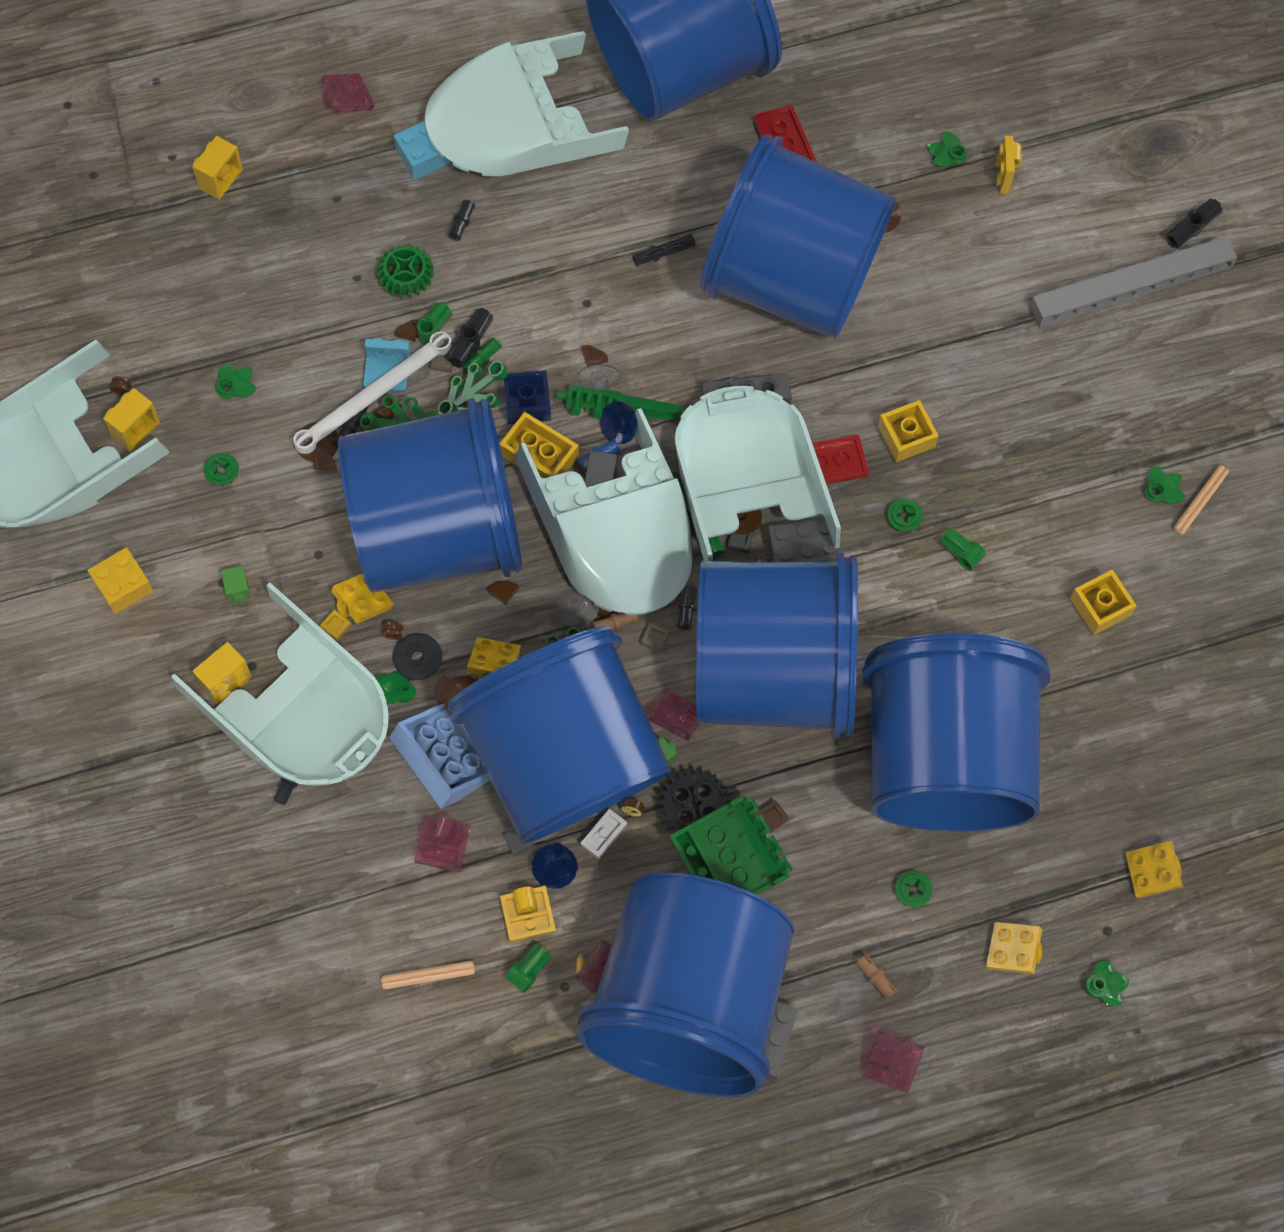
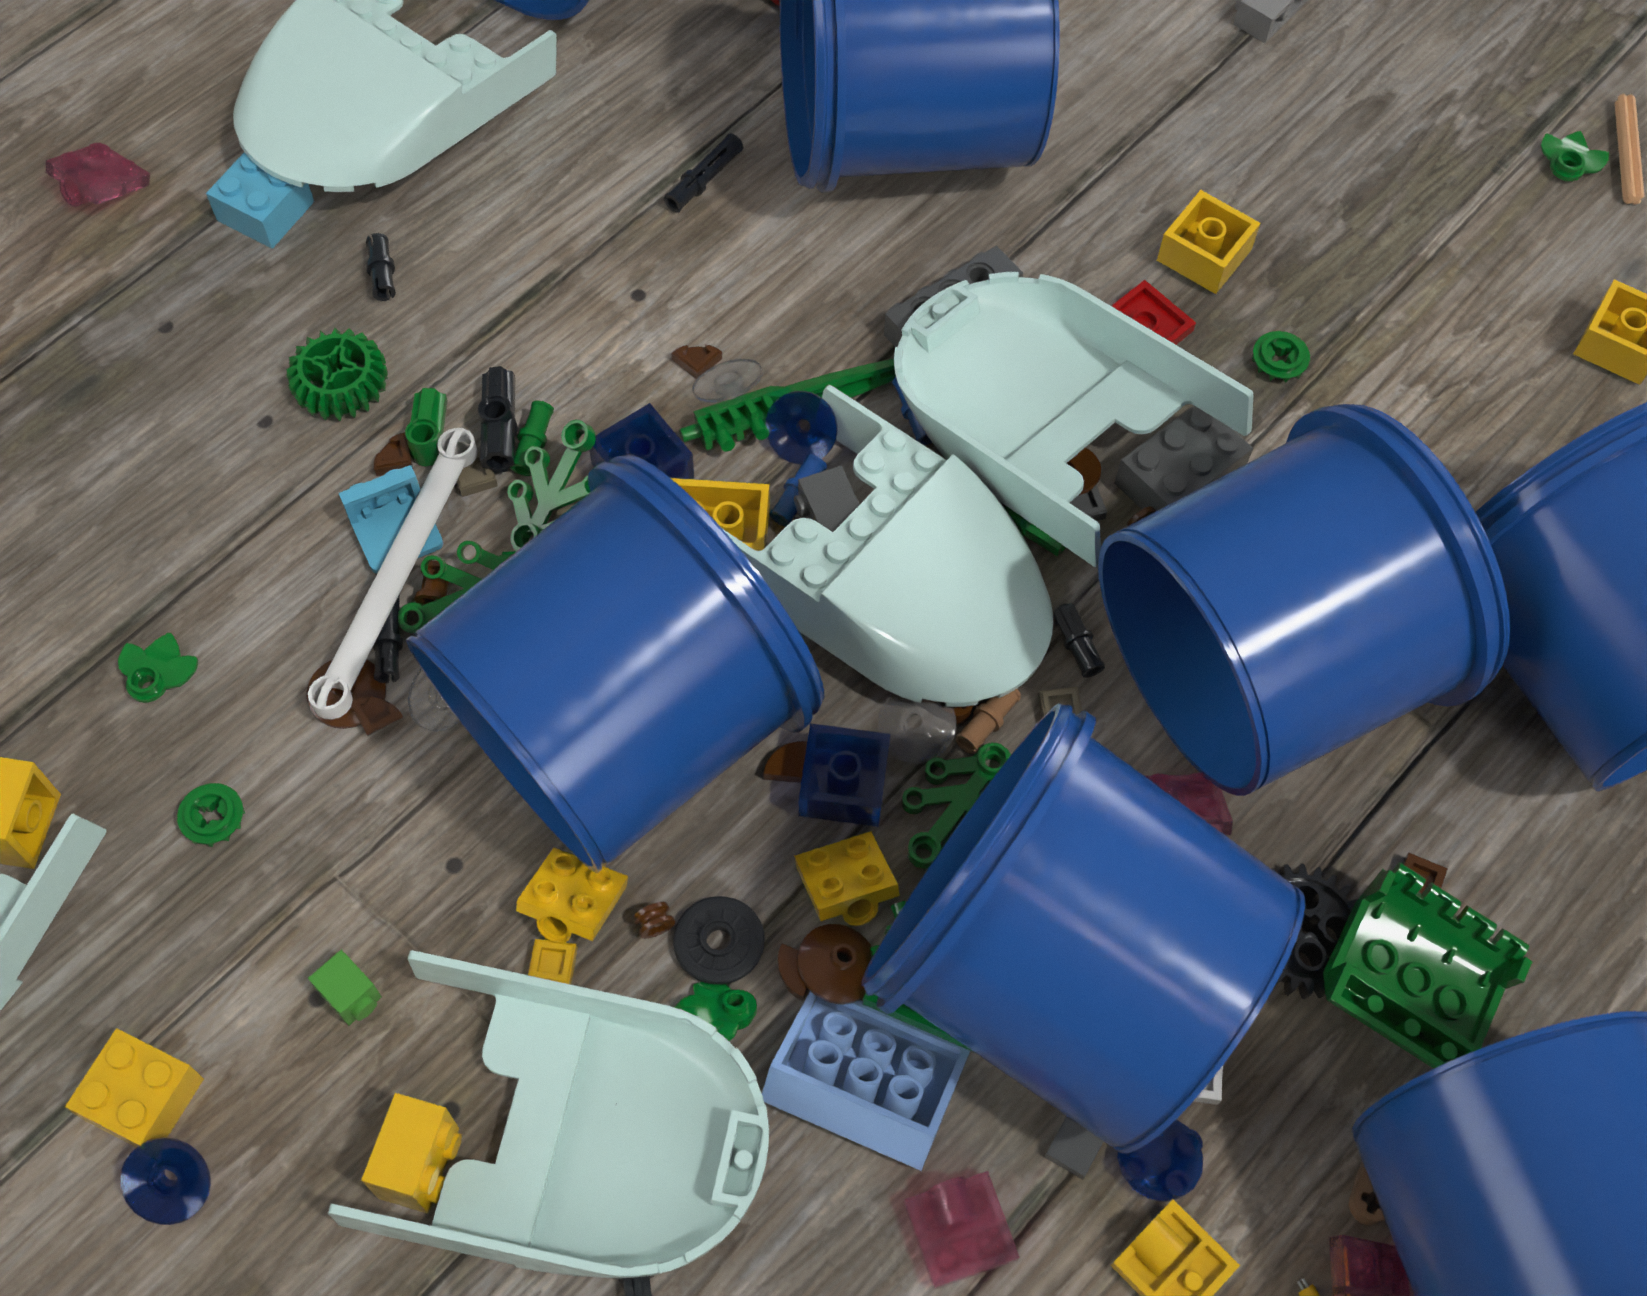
camera: 30 degrees left, 5 degrees down
(105, 630) = (153, 1193): none -> clear blue dish
(523, 611) = (844, 775): none -> clear blue brick
(967, 552) = (1402, 360): green piece -> none

